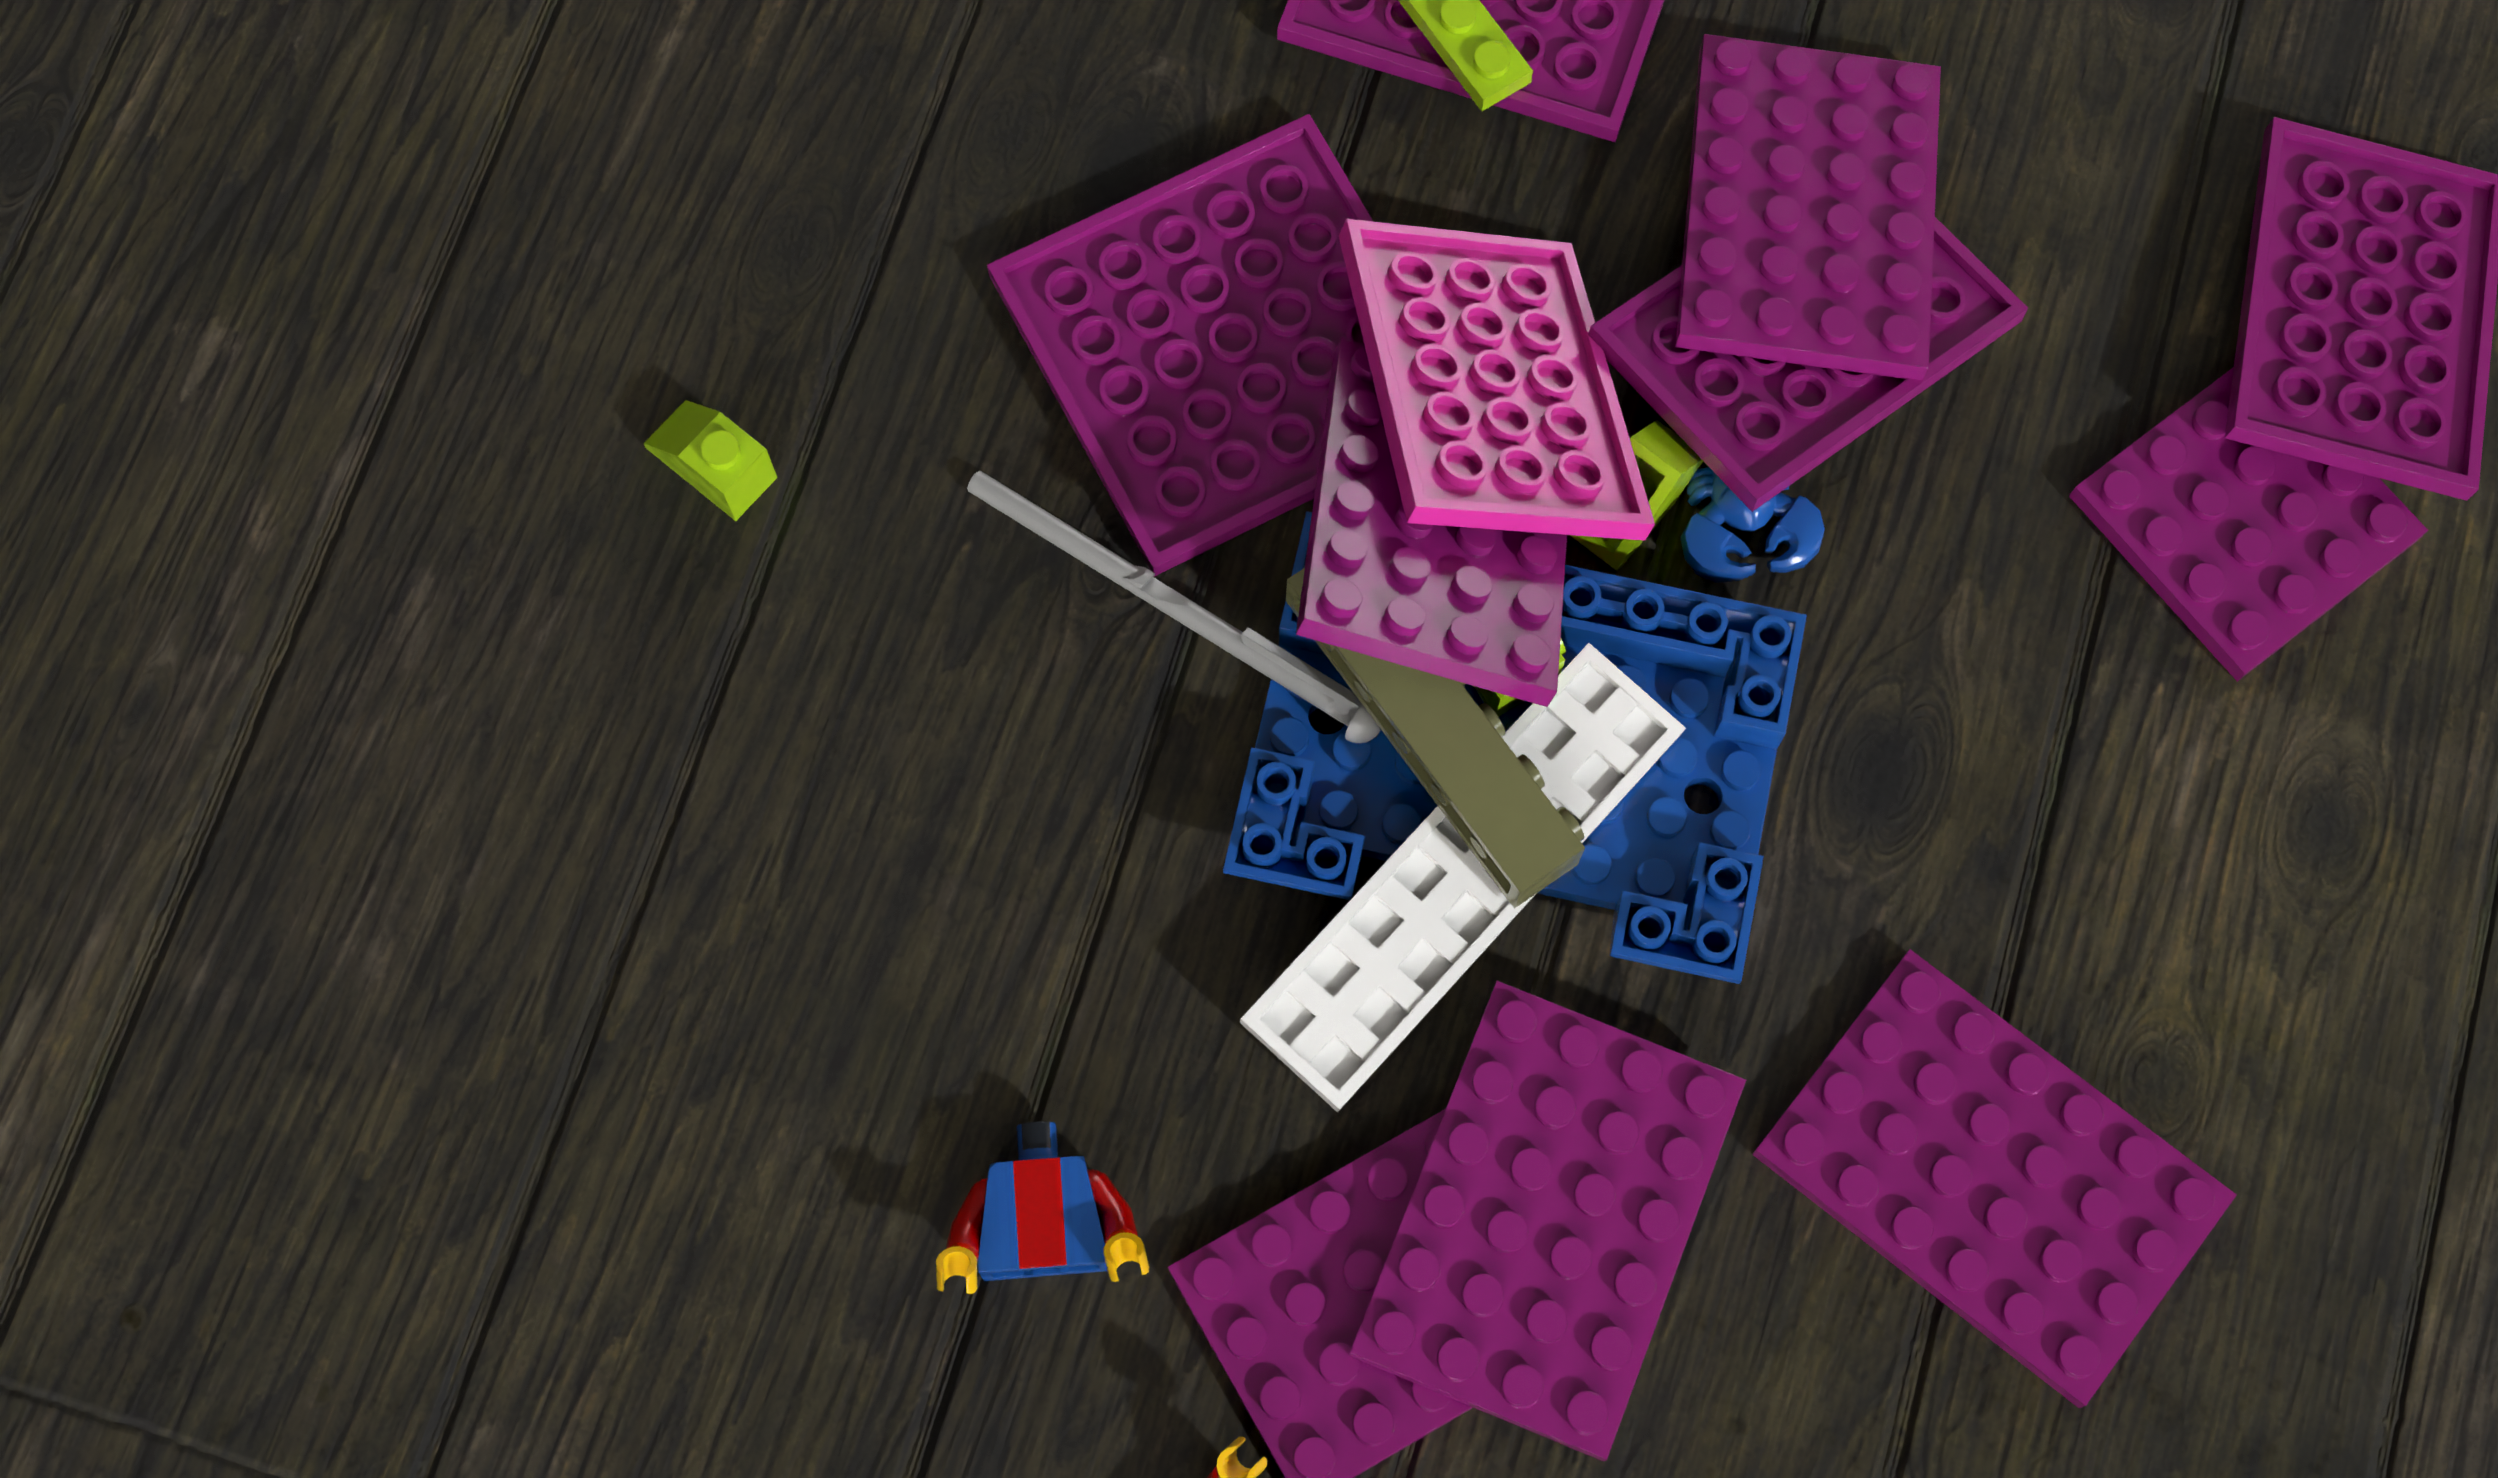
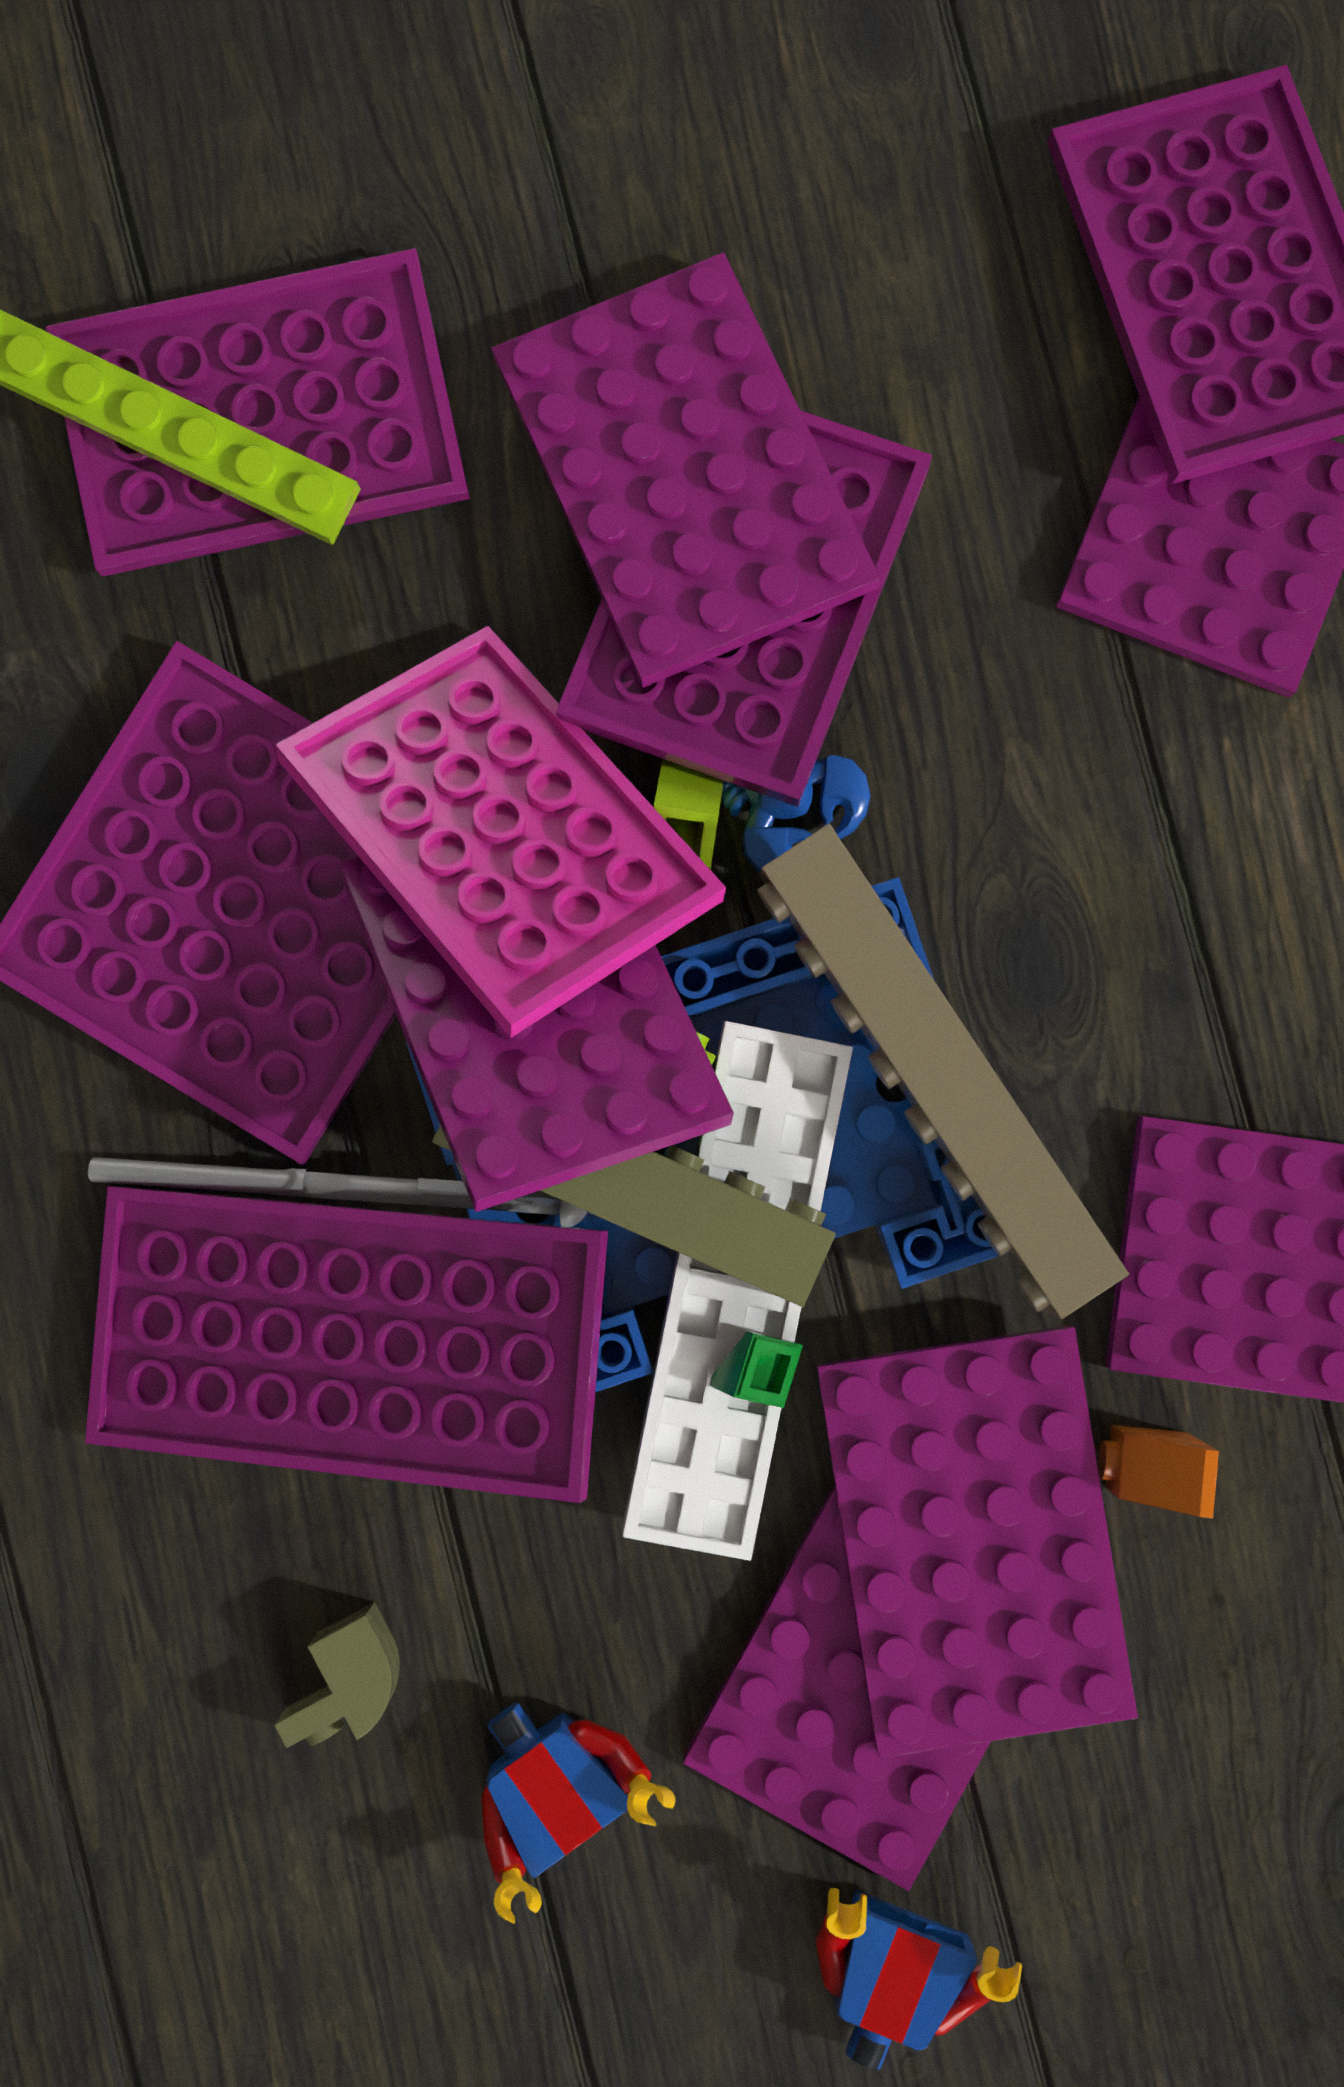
camera: 30 degrees left, 15 degrees up
(934, 1023) = (360, 1674): none -> olive brick
(1110, 720) = (349, 1341): none -> magenta plate
(1446, 942) = (758, 1369): none -> green slope
(1751, 1250) = (1160, 1469): none -> orange slope
(1752, 784) = (941, 1073): none -> dark tan brick

